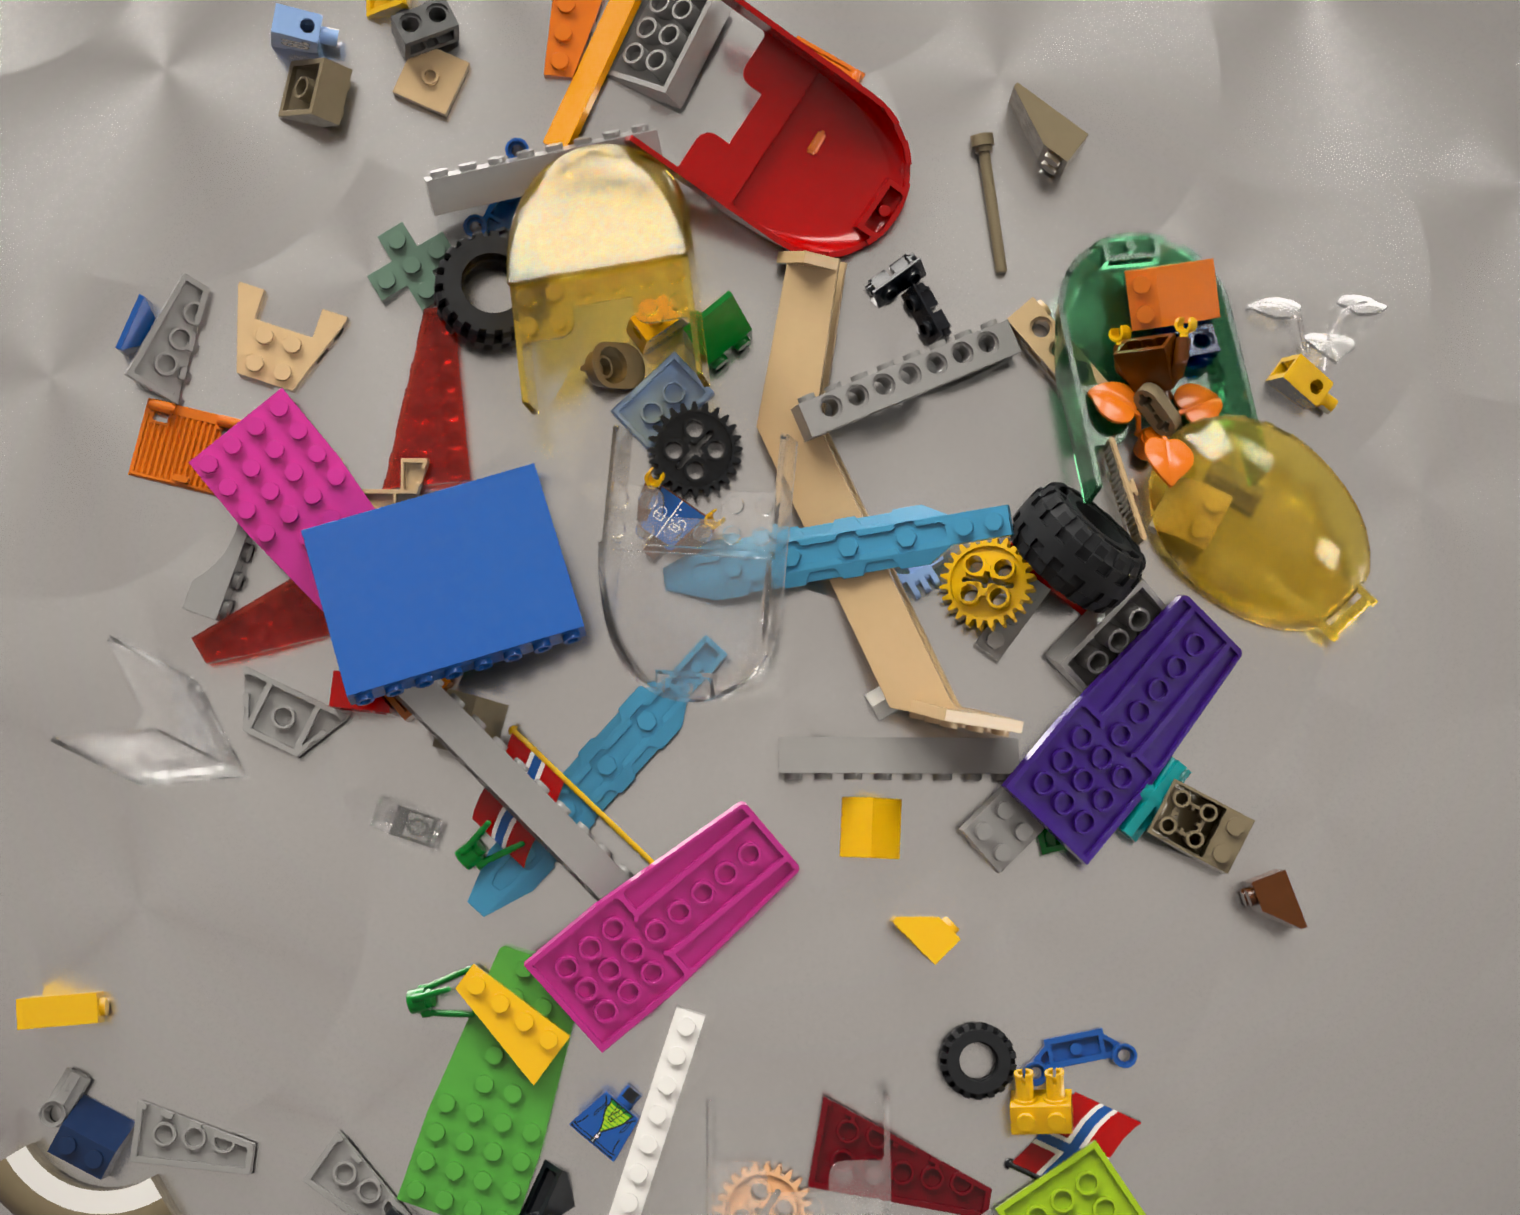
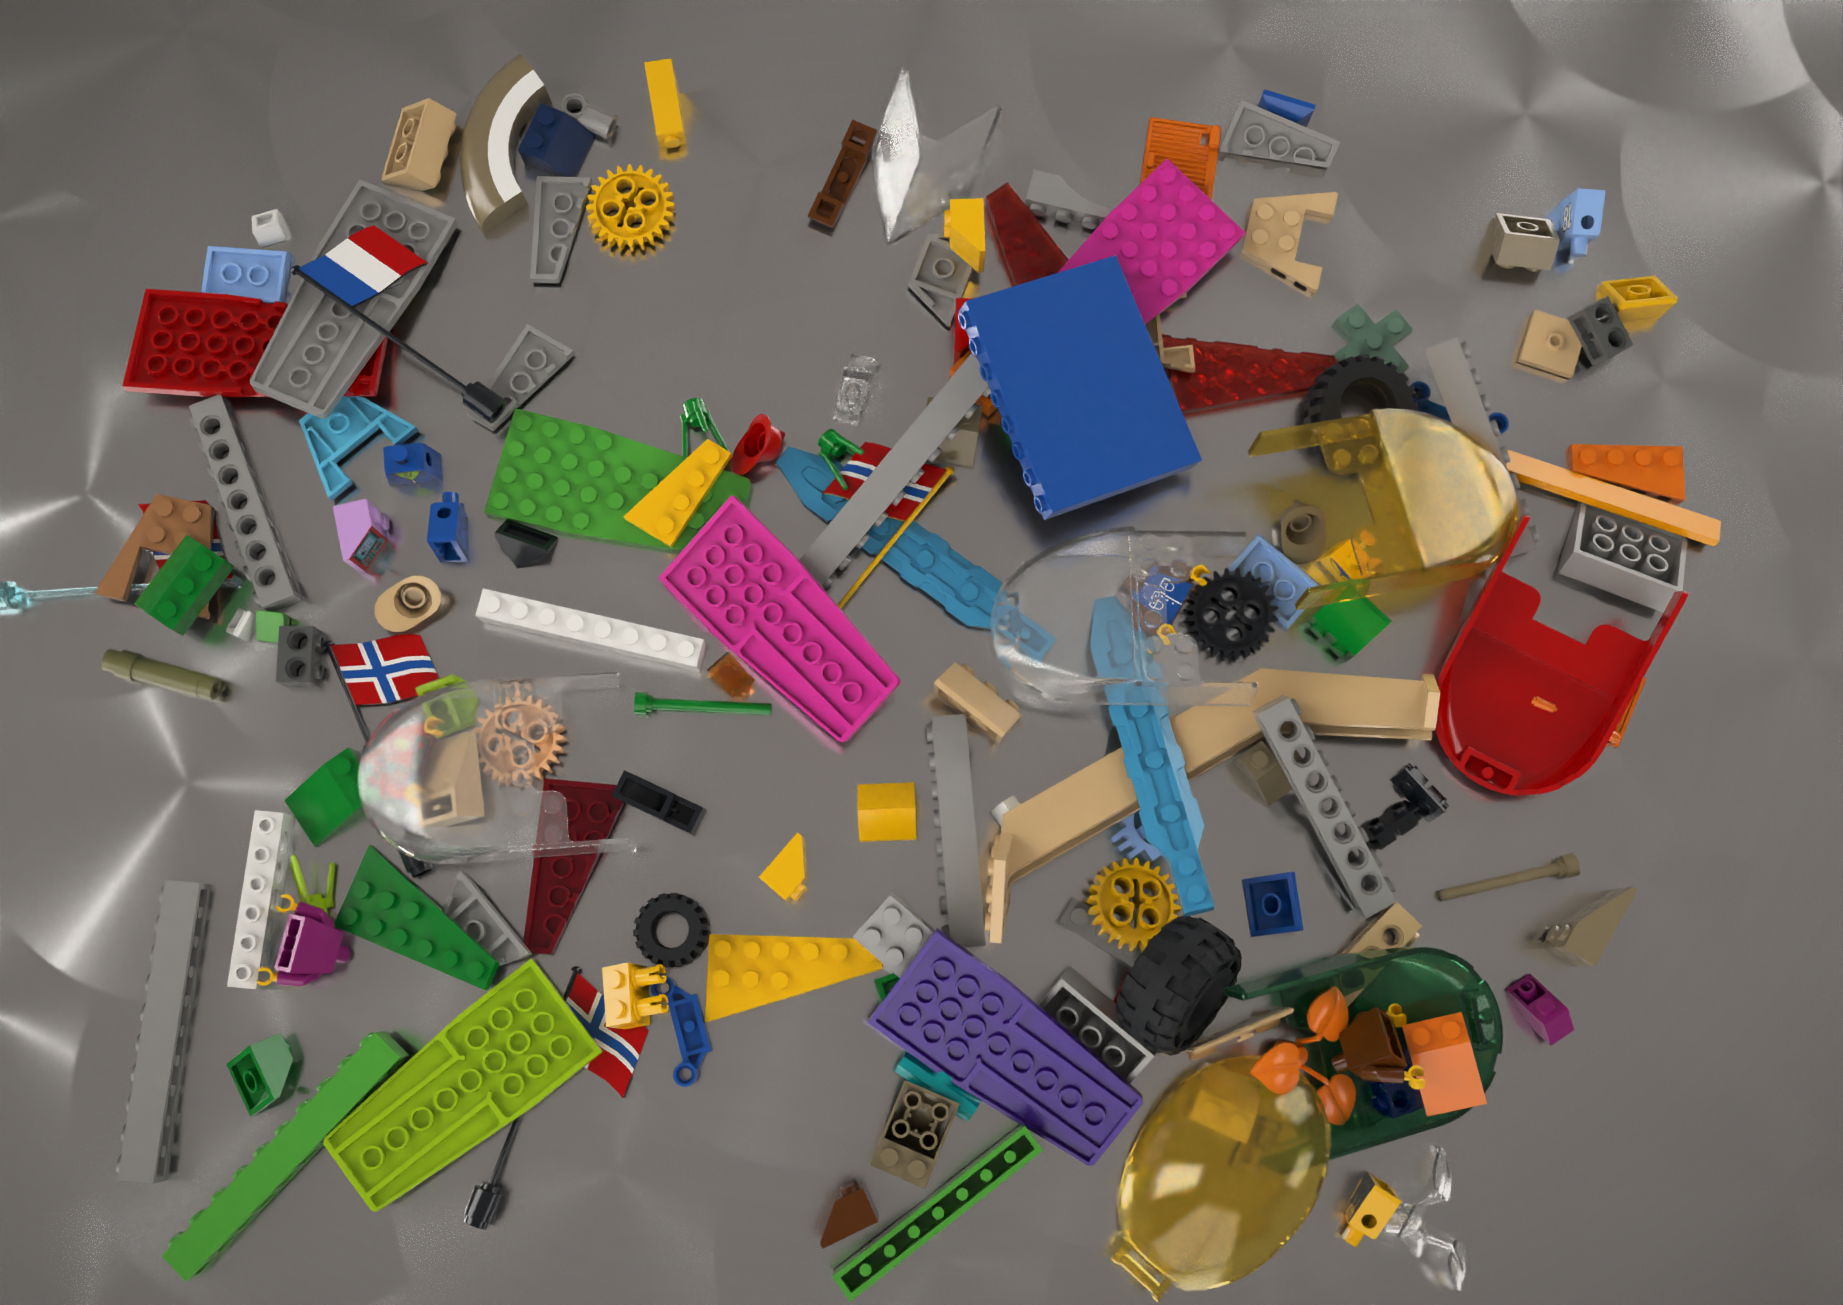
camera: 85 degrees right, 5 degrees down
(162, 1081) = (609, 198): none -> yellow gear
(163, 818) = (844, 174): none -> reddish brown slope
(251, 687) = (966, 230): none -> yellow slope
(465, 936) = (757, 445): none -> red piece
(609, 1121) = (594, 589): torso -> none
(715, 980) = (731, 676): none -> clear orange bracket
(736, 1073) = (646, 703): none -> green piece
(765, 722) = (978, 701): none -> tan slope
(843, 1066) = (659, 803): none -> black slope
(861, 436) = (1265, 772): none -> dark tan slope
(998, 442) = (1273, 904): none -> blue slope
(1023, 965) = (766, 969): none -> yellow wing
(1122, 189) = (1541, 1009): none -> magenta slope
(1157, 409) = (1326, 1056): dark tan beam -> none
(1276, 810) = (936, 1212): none -> bright green brick

